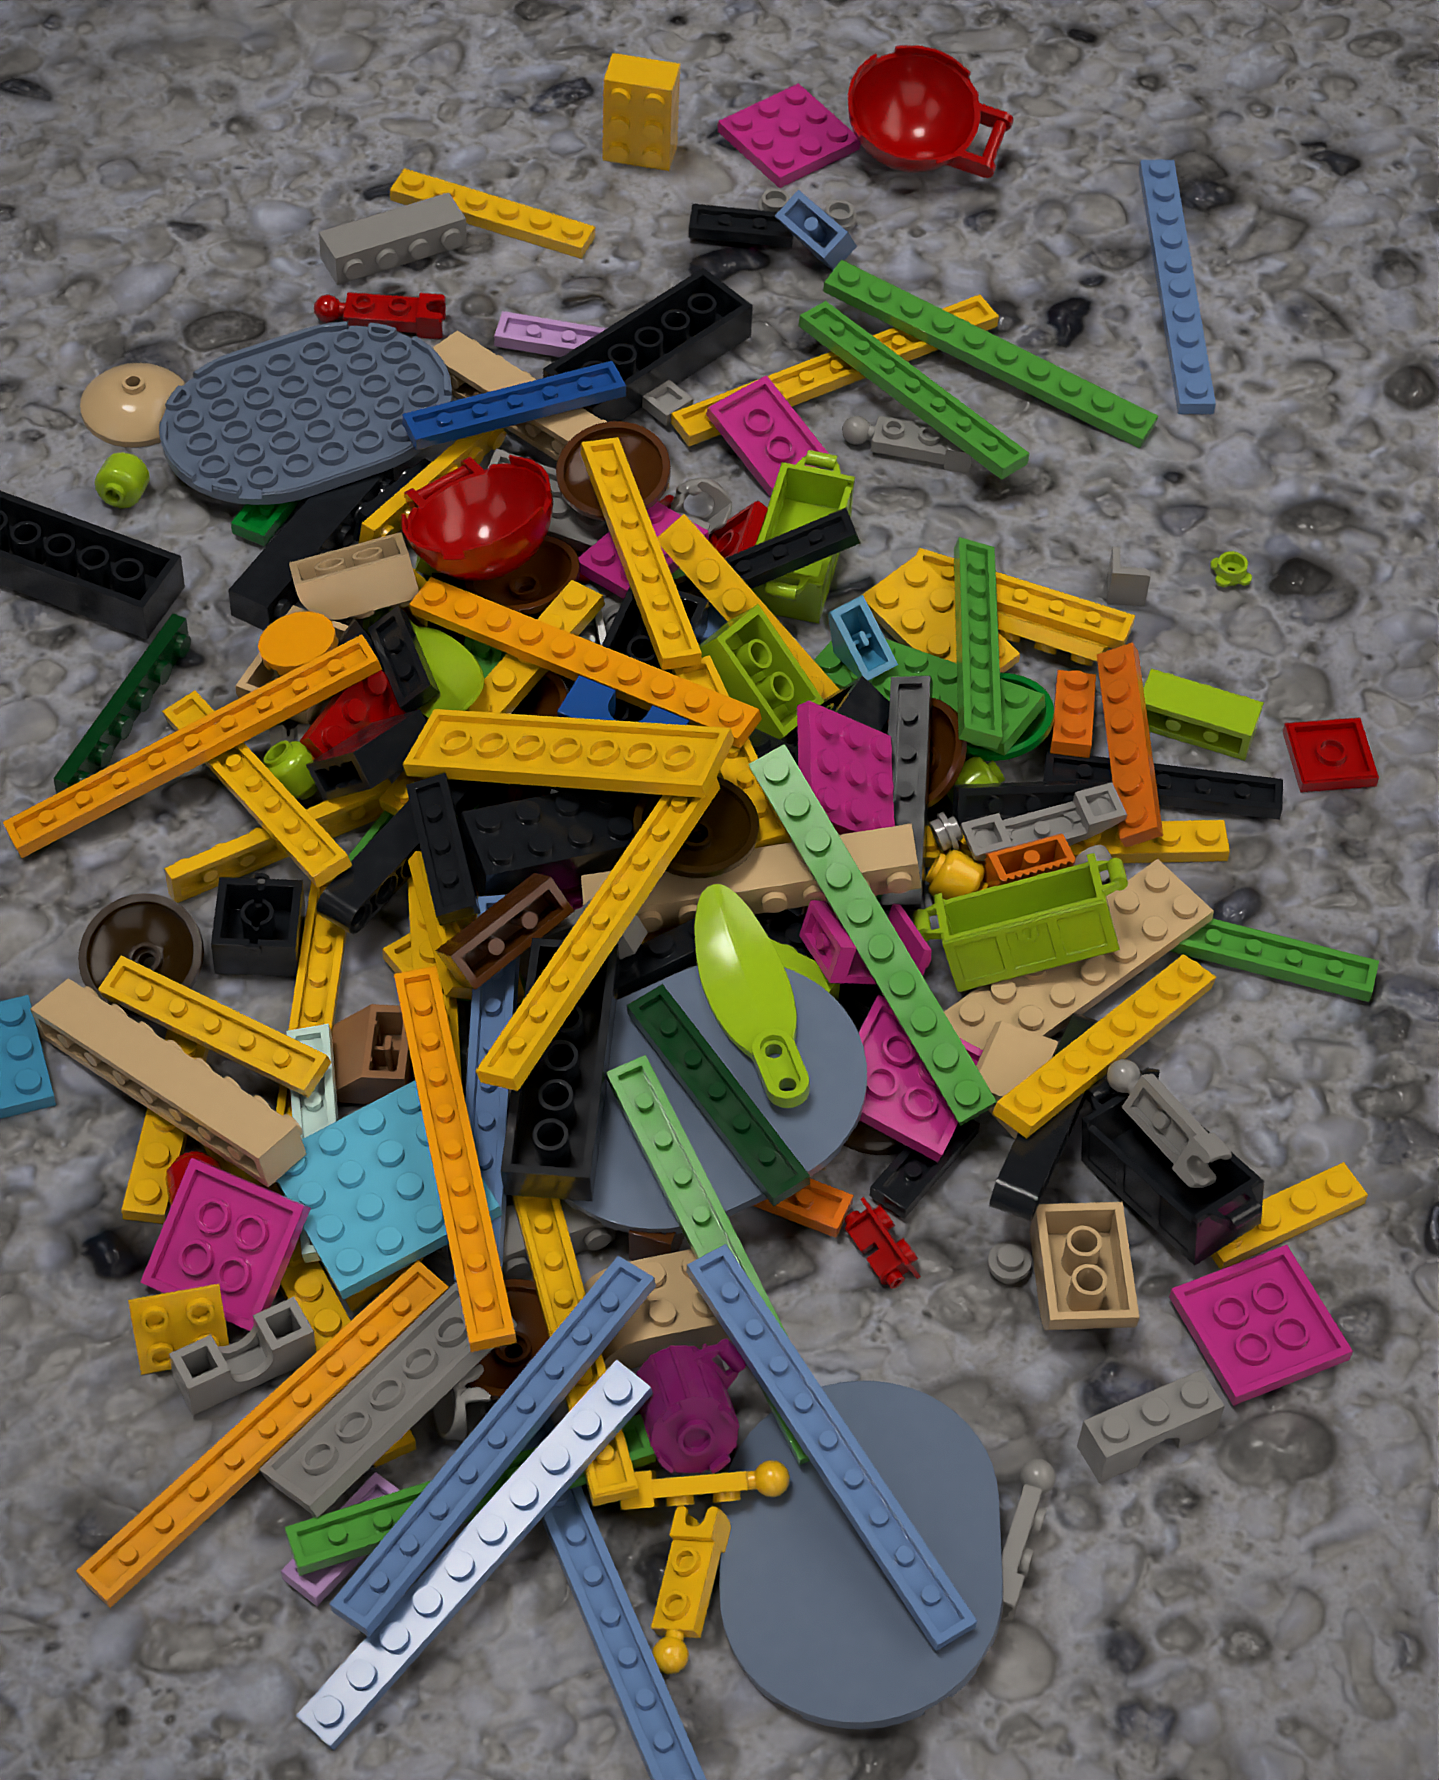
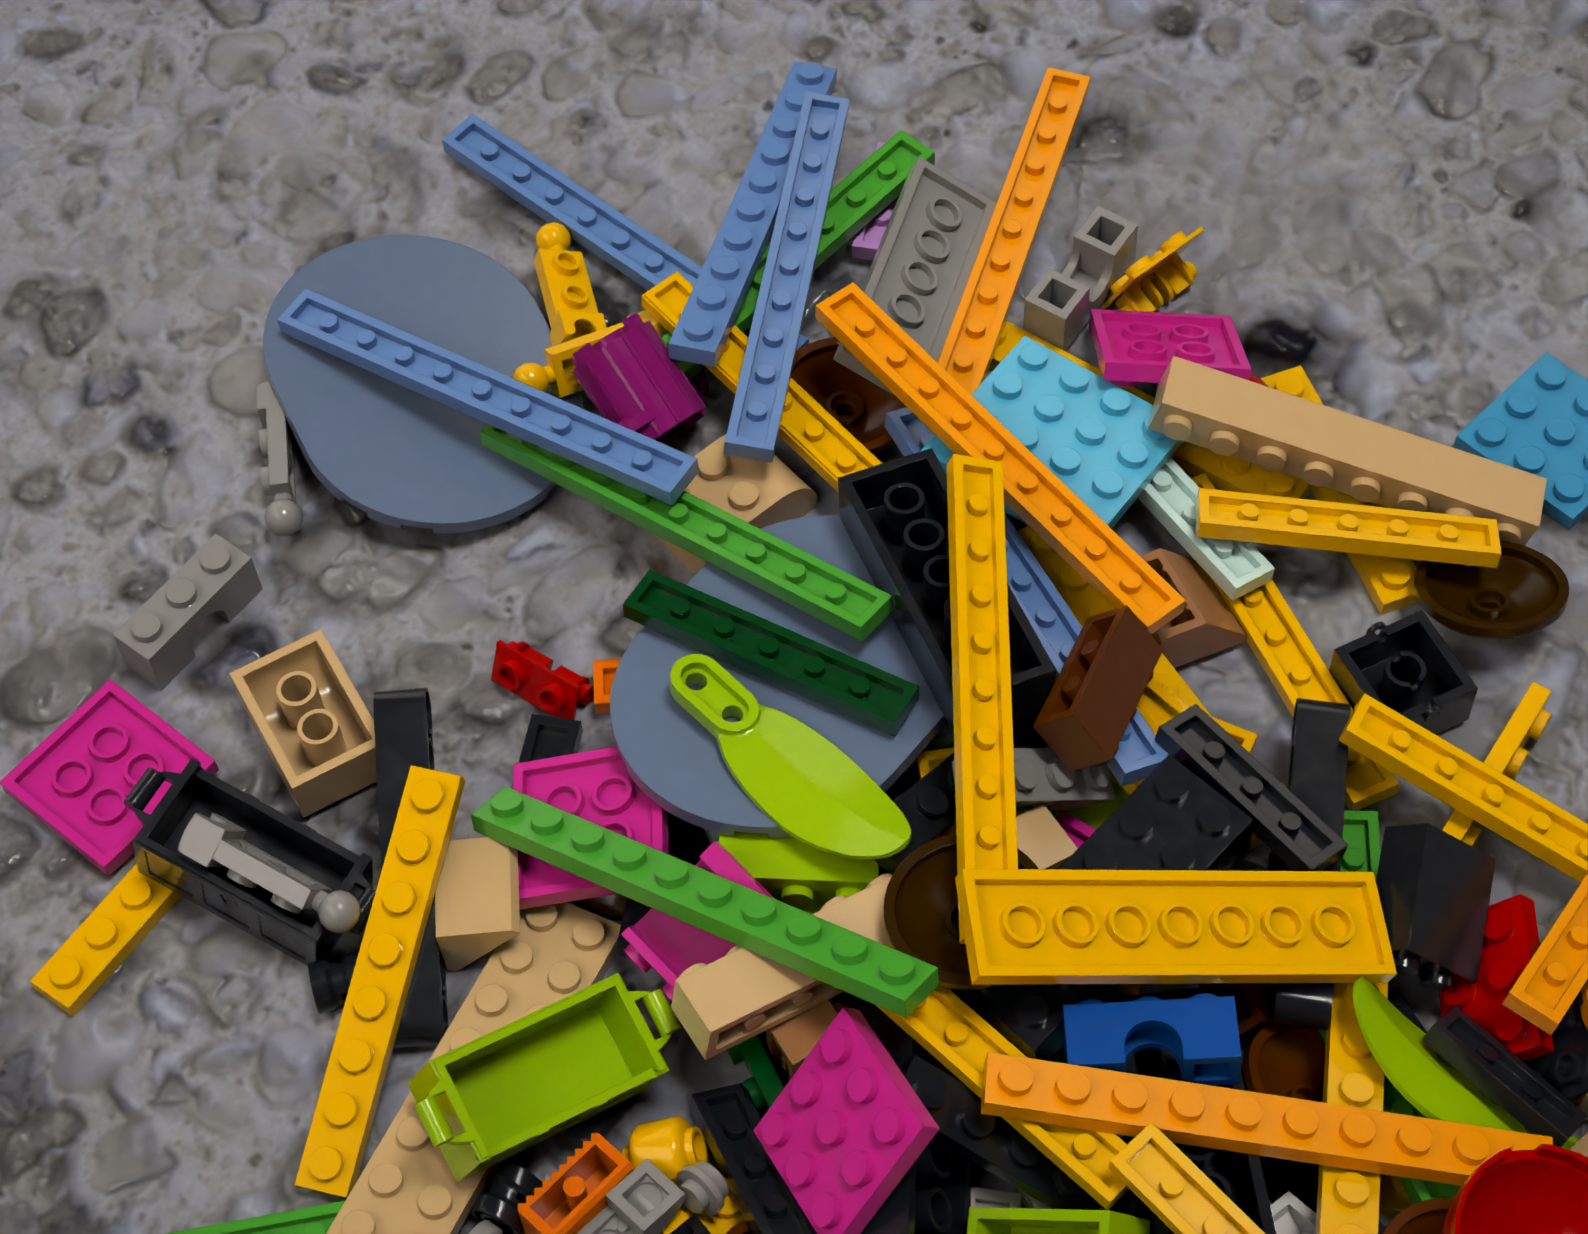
camera: 160 degrees right, 5 degrees up
(288, 765) = (1534, 879): lime head -> none

